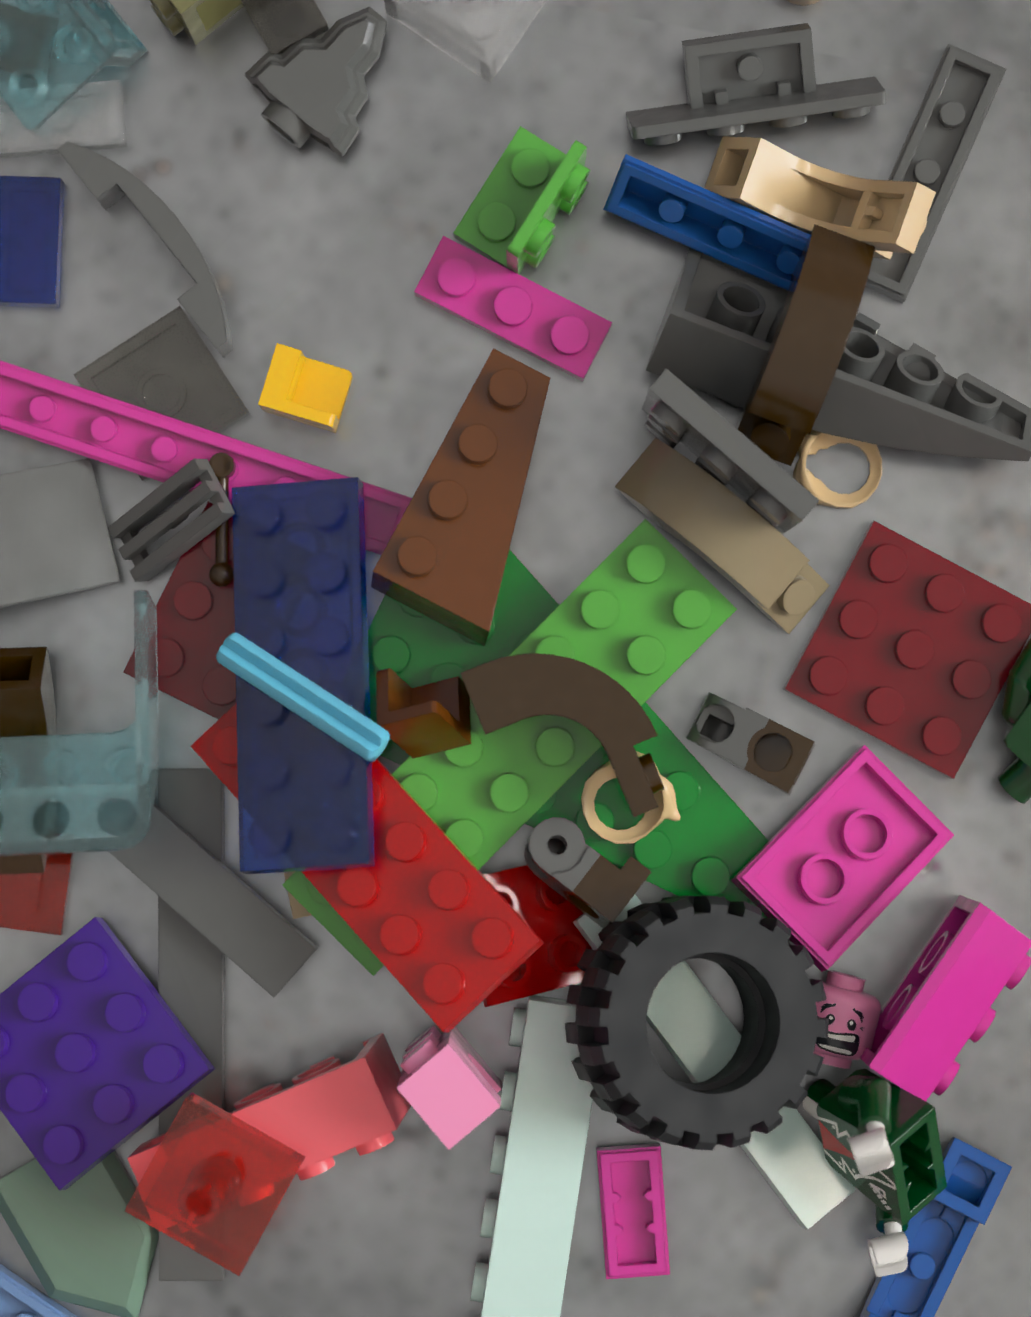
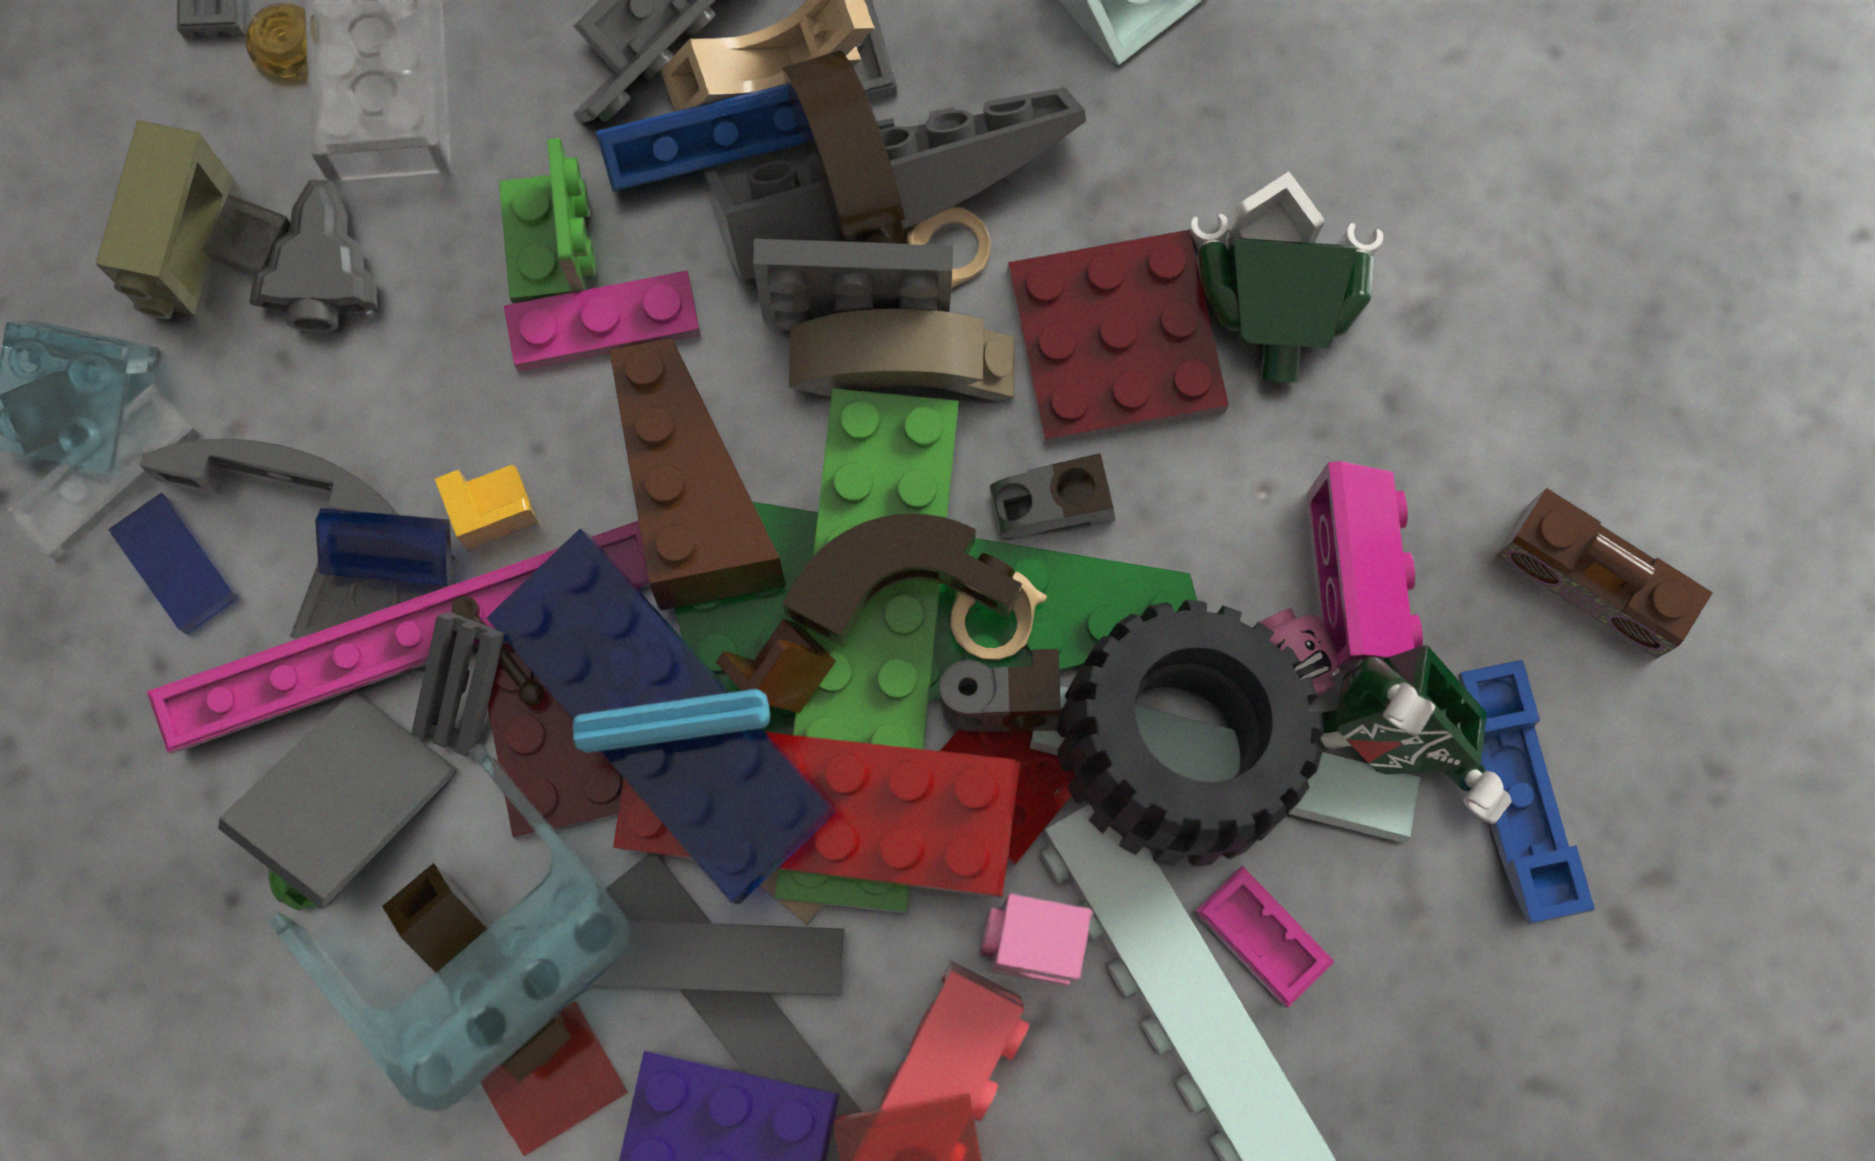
camera: 45 degrees left, 10 degrees down
(196, 365) = (383, 546): none -> clear blue tile
(843, 857) = (1195, 525): dark pink tile -> none

